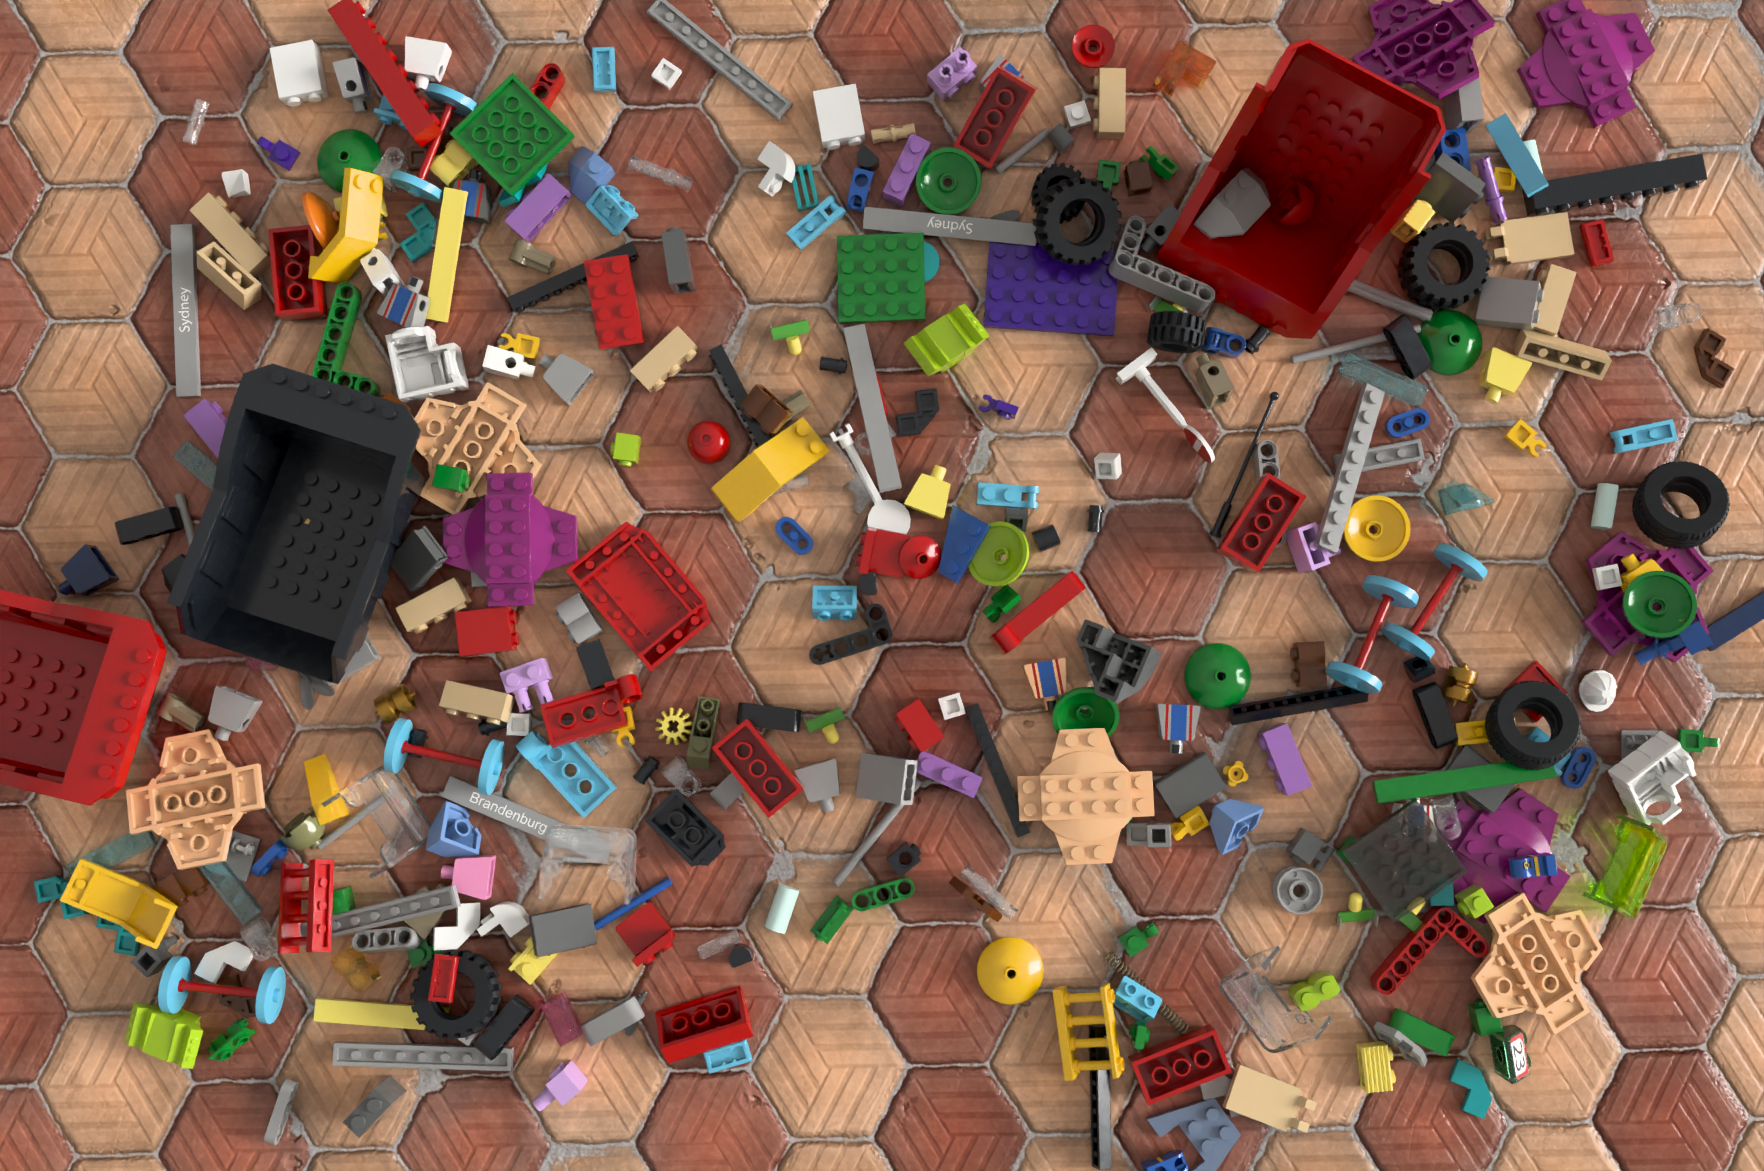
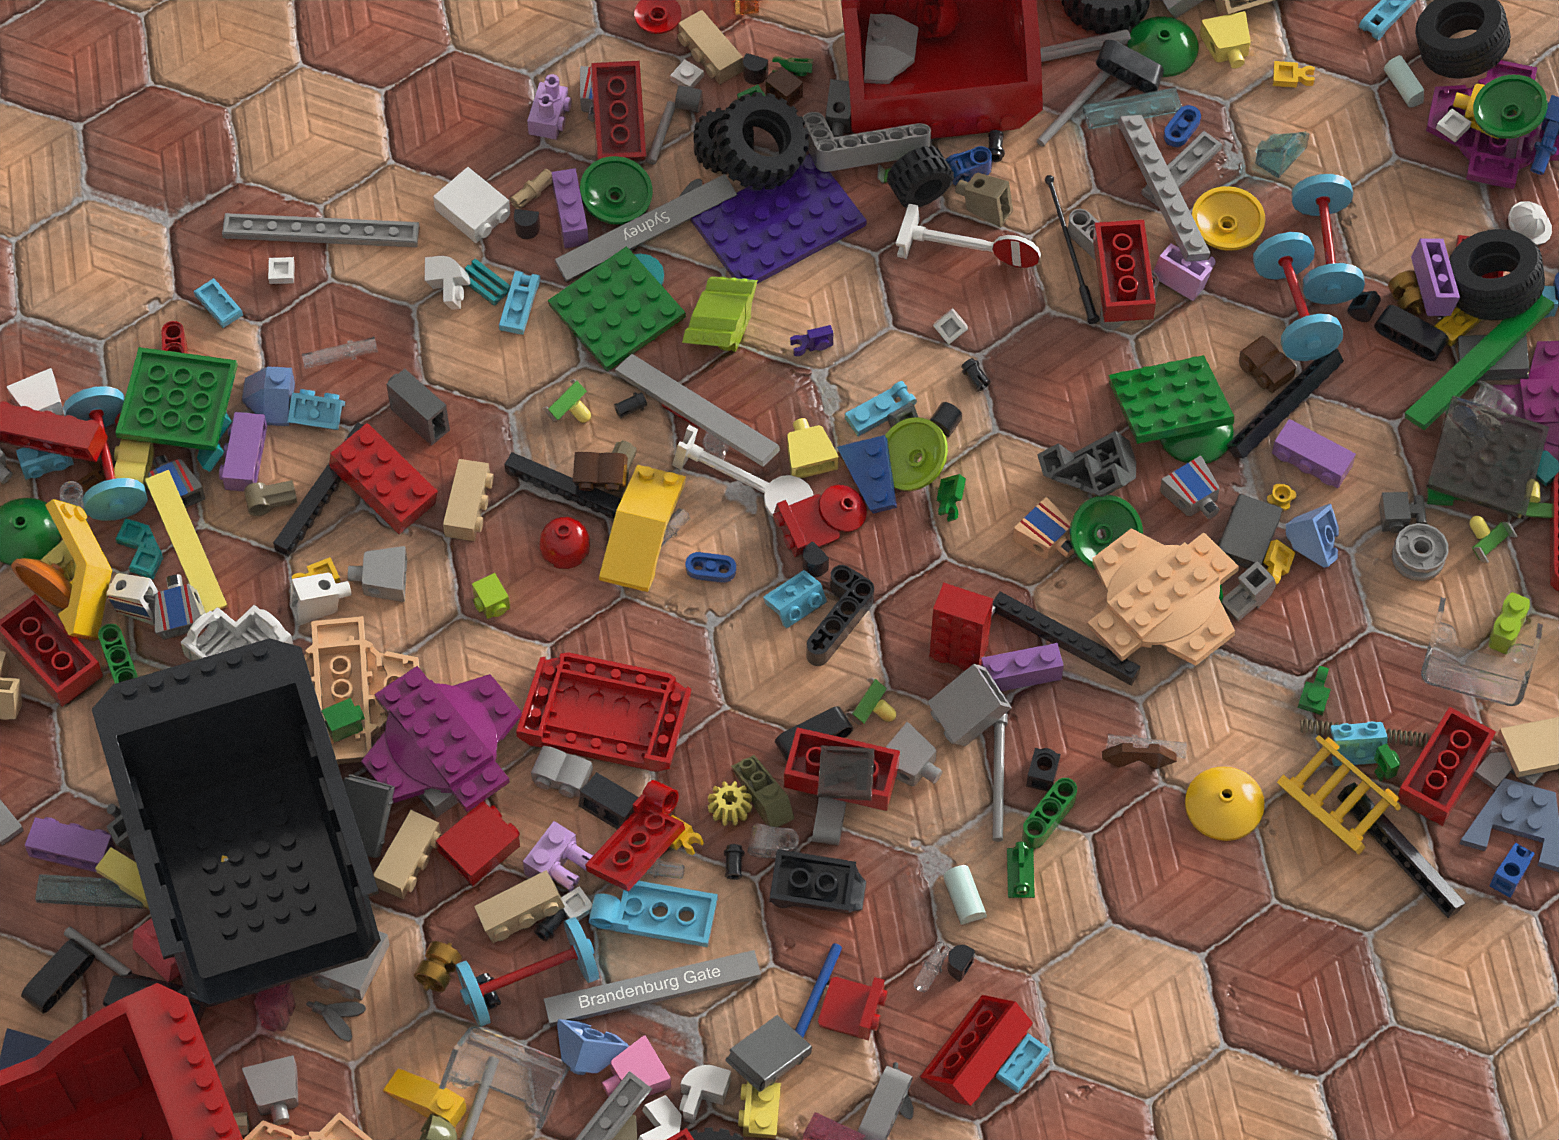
camera: 40 degrees left, 25 degrees down
(590, 845) = (705, 972): clear windscreen -> none
(752, 780) = (846, 772): none -> clear smoke tile
(859, 189) = (538, 249): blue leg -> none
(915, 423) = (746, 386): black tile -> none
(1037, 612) = (984, 496): red beam -> none
(1129, 146) = (755, 69): none -> black brick
(1215, 645) = (1171, 399): none -> green plate
(1485, 695) = (1435, 277): none -> medium lavender brick

